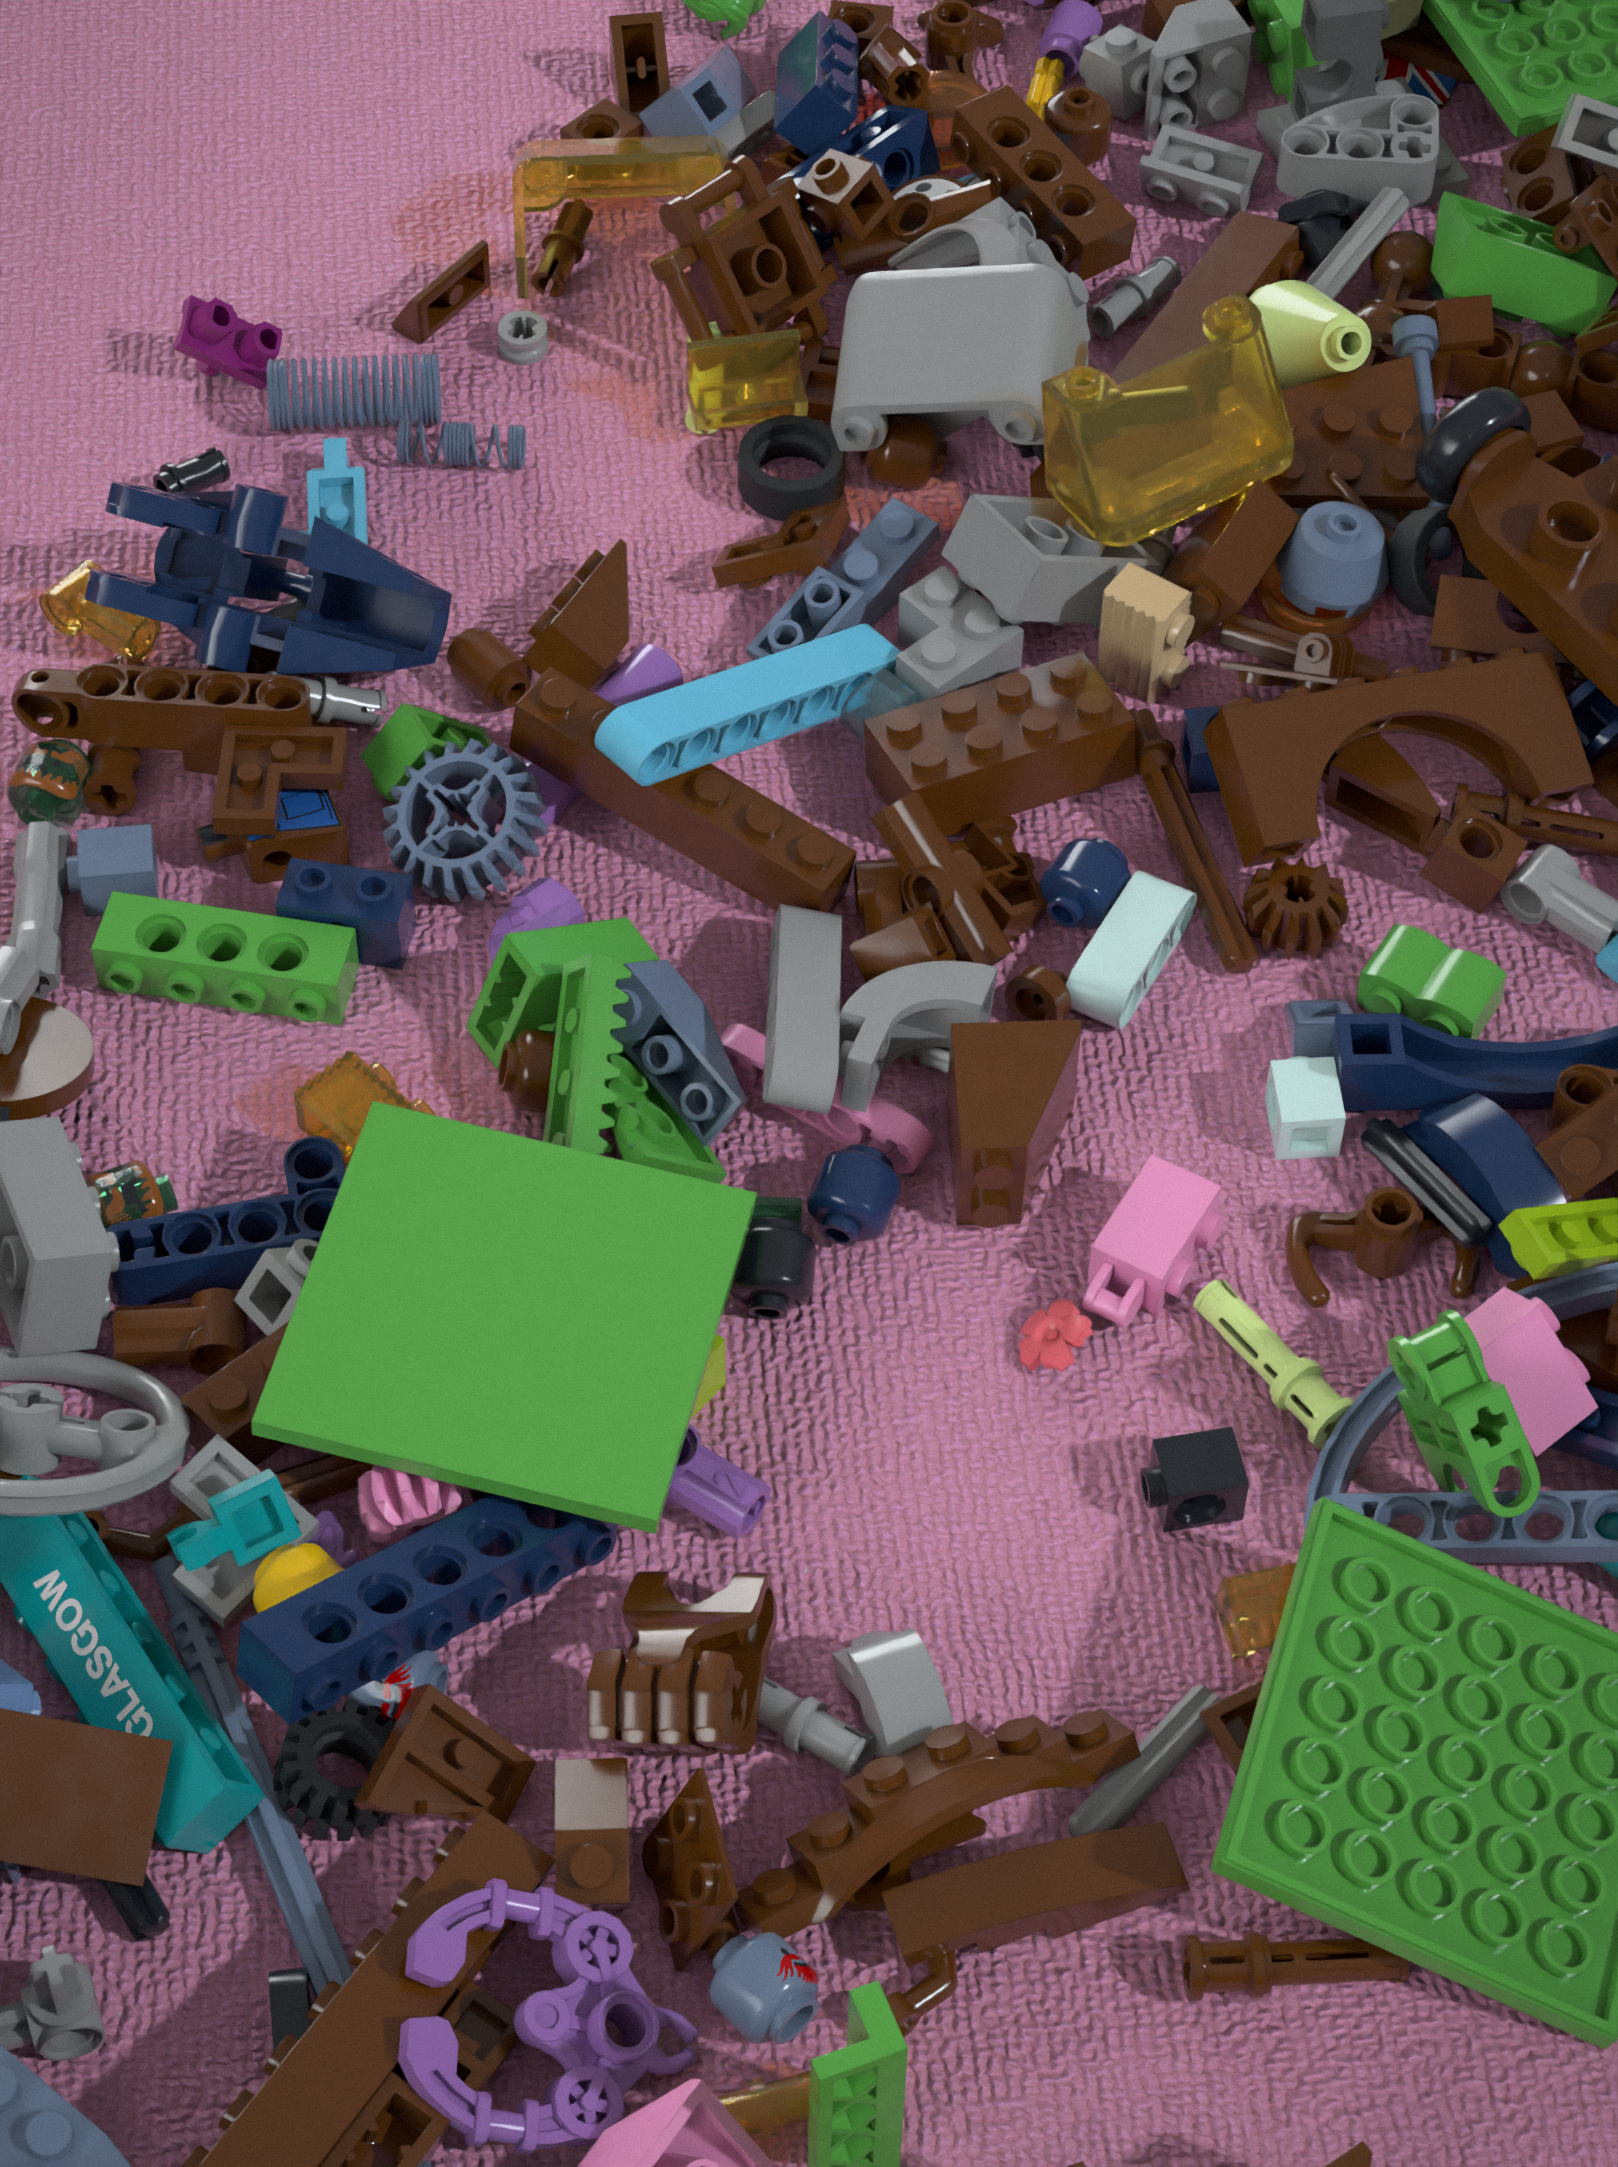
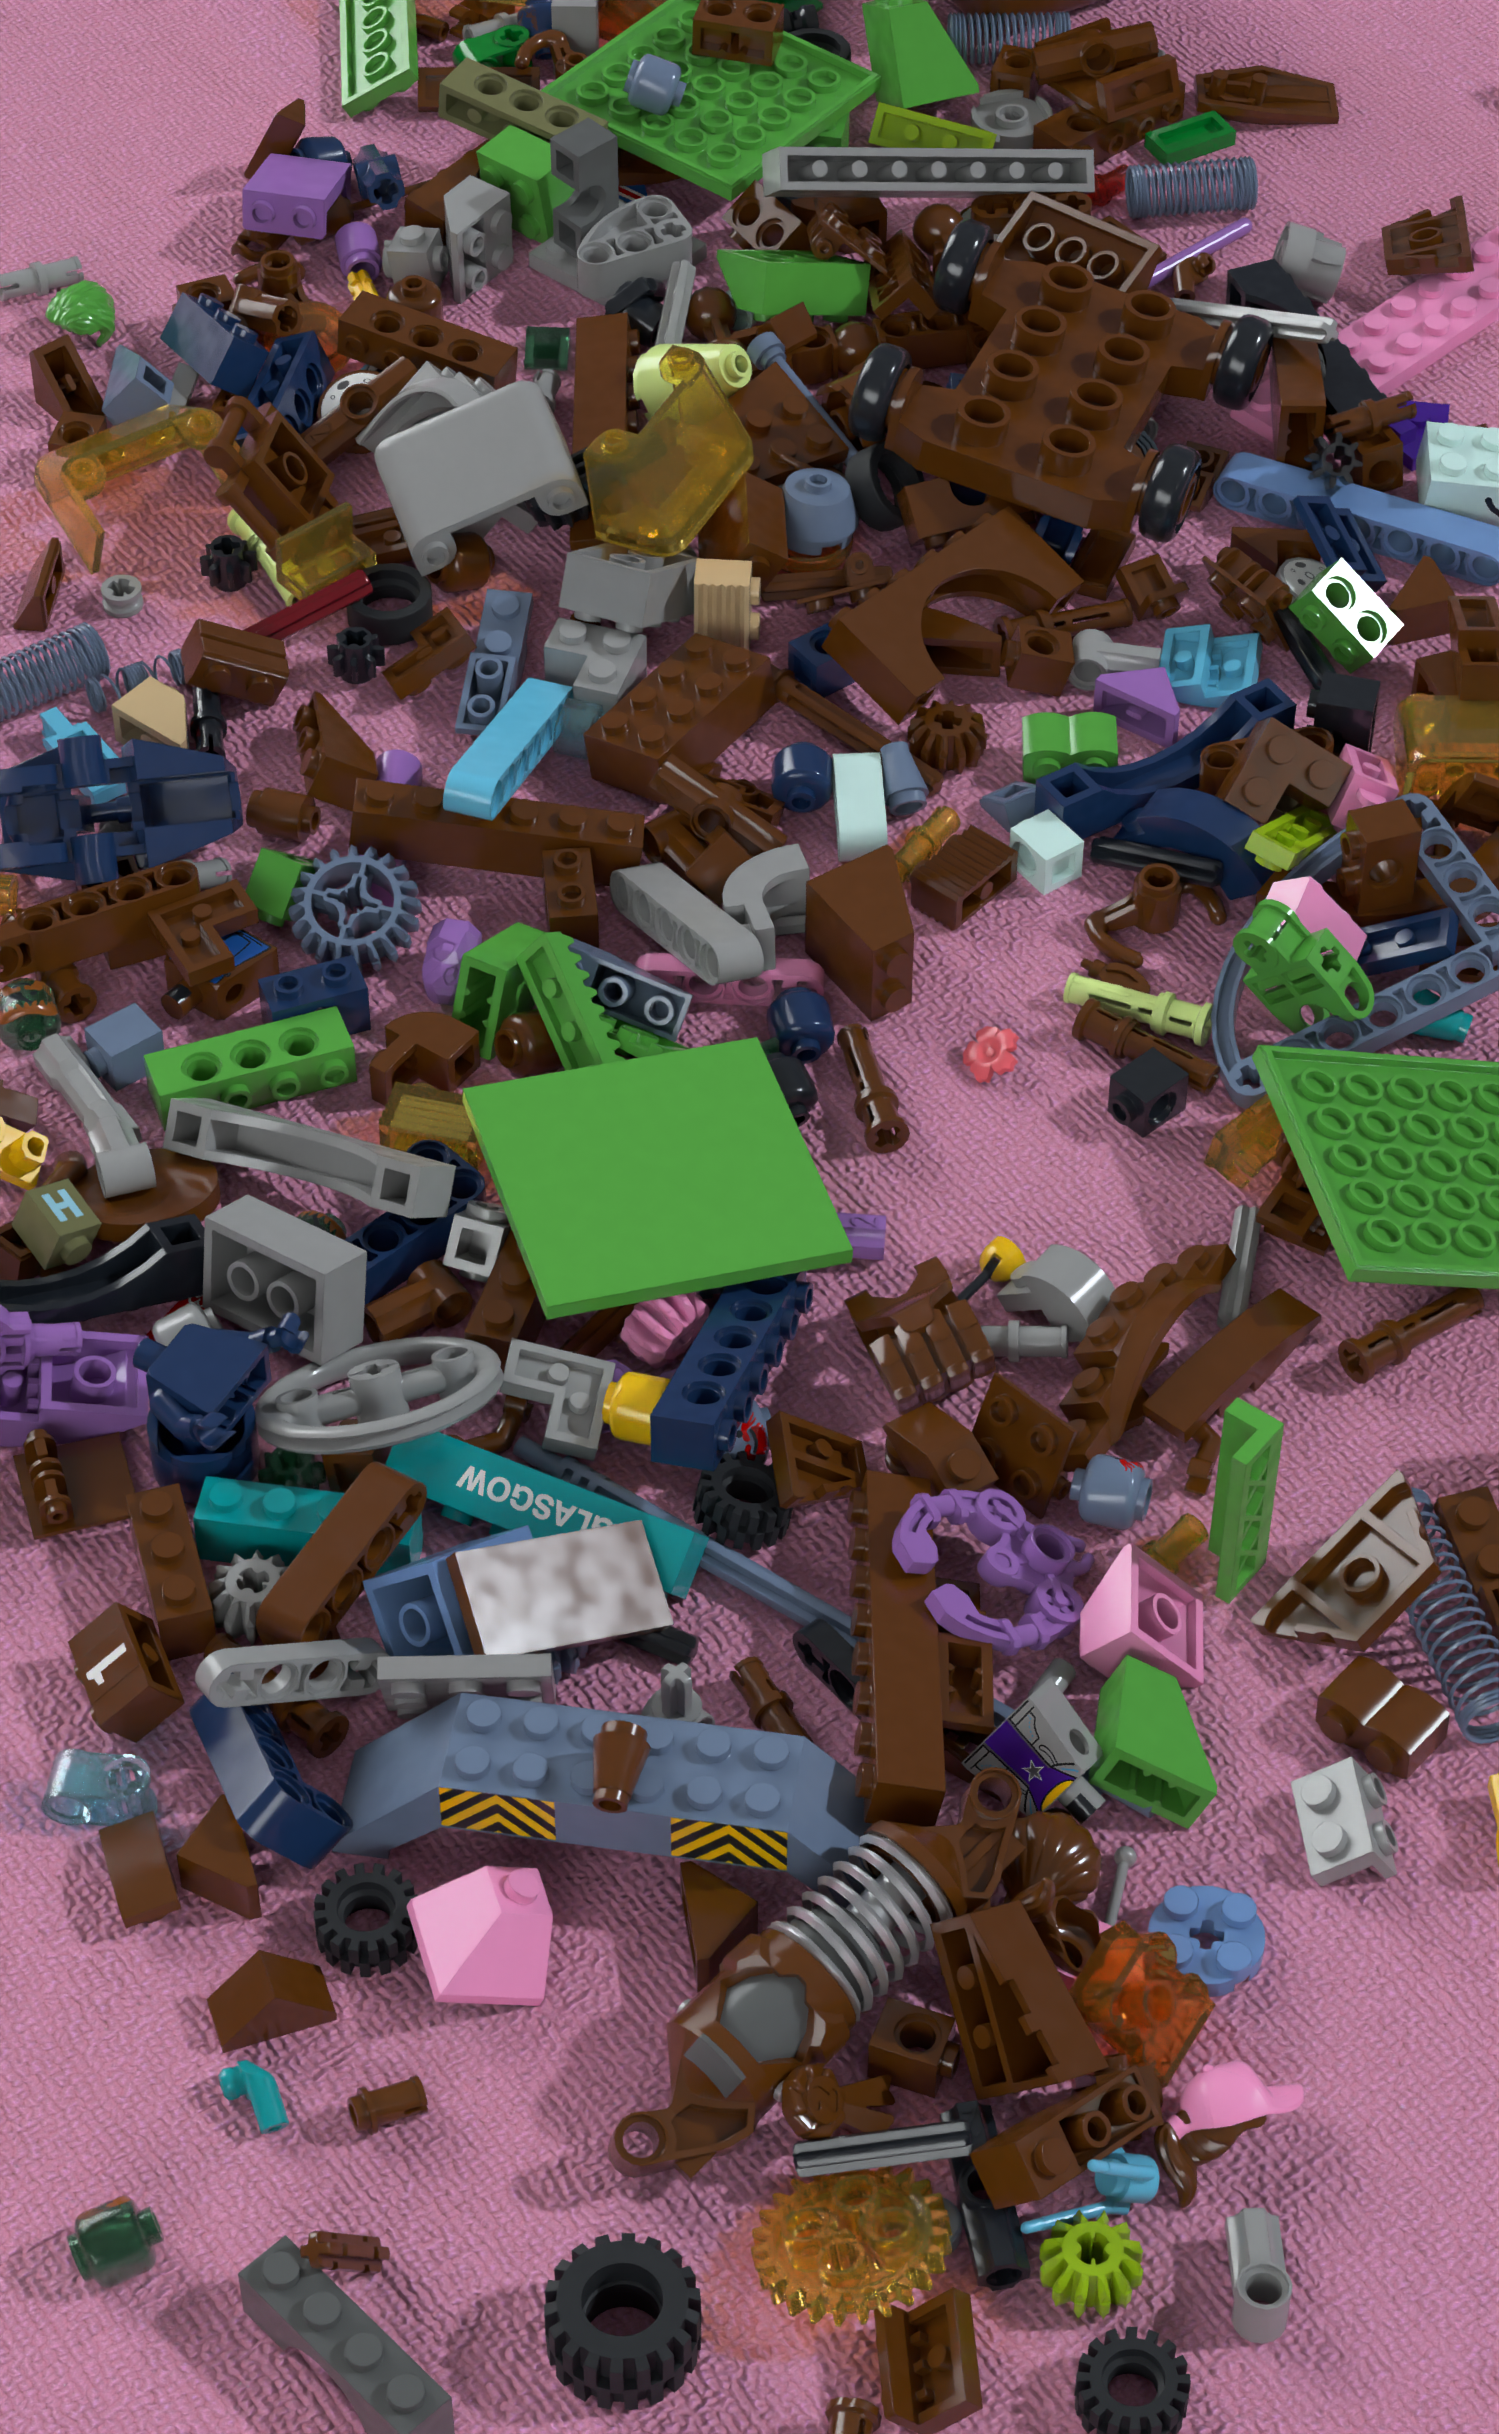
camera: 30 degrees left, 5 degrees down
(180, 2054) = (767, 1705): none -> reddish brown pin
(230, 1174) = (355, 1167): none -> light grey arch
(246, 1522) = (579, 1378): teal plate -> none
(419, 1019) = (424, 1048): none -> reddish brown brick
(439, 504) = (152, 714): none -> tan slope
(494, 527) = (208, 724): none -> black pin
(561, 468) = (234, 662): none -> reddish brown brick
(563, 247) = (112, 524): reddish brown axle -> none
(654, 346) = (228, 563): none -> black gear
(660, 443) = (314, 607): none -> dark red axle
(708, 514) = (356, 655): none -> black gear
(713, 917) = (570, 894): none -> reddish brown brick
(845, 195) = (310, 401): reddish brown brick -> none
(859, 1612) = (996, 1263): none -> yellow hinge
(873, 1333) = (874, 1102): none -> reddish brown pin
(1038, 995) = (824, 854): reddish brown tile -> none
(1151, 1242) = (1011, 969): bright pink brick -> none
(1171, 1030) = (926, 840): none -> clear yellow pin
(1183, 1094) = (962, 877): none -> reddish brown brick
(1193, 231) = (547, 348): none -> clear green slope
(1198, 941) = (902, 782): none -> sand blue cone
(1200, 171) = (514, 304): light grey bracket -> none
(1226, 1395) = (1125, 1038): none -> reddish brown pin
(1280, 1310) = (1116, 974): none -> reddish brown piece
(1557, 966) = (1141, 703): none -> medium lavender slope

